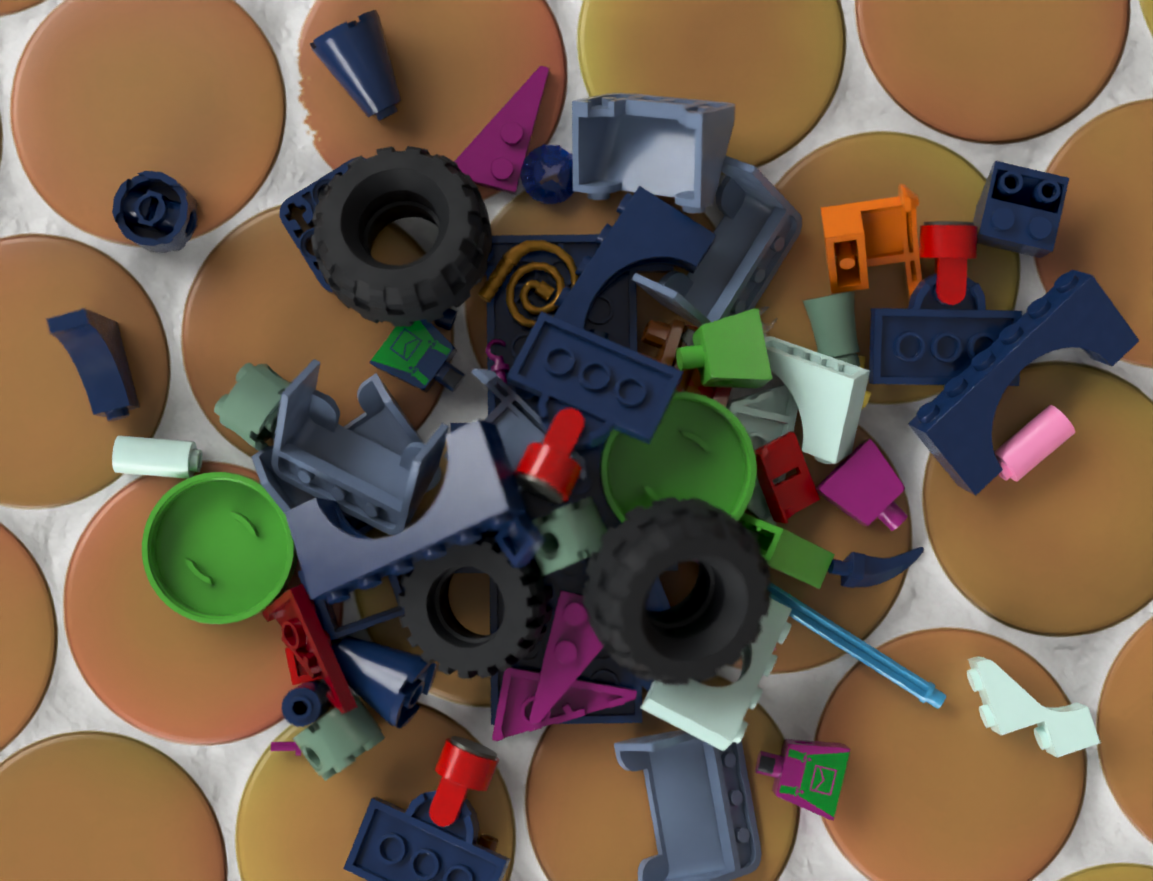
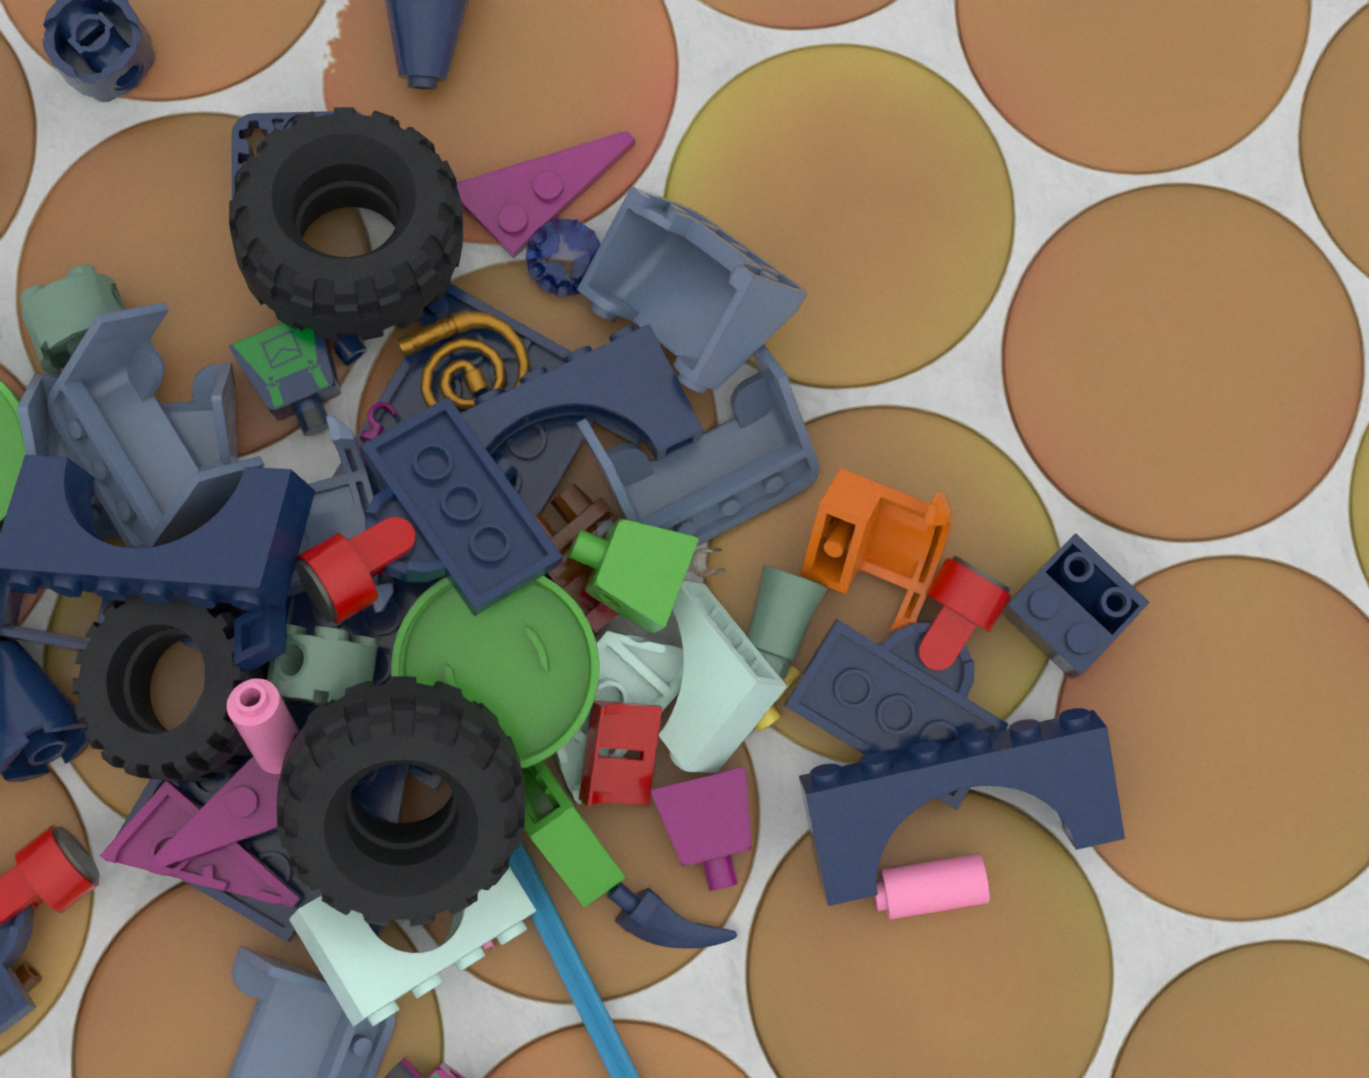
camera: 25 degrees right, 5 degrees down
(556, 594) = (262, 722): none -> bright pink brick

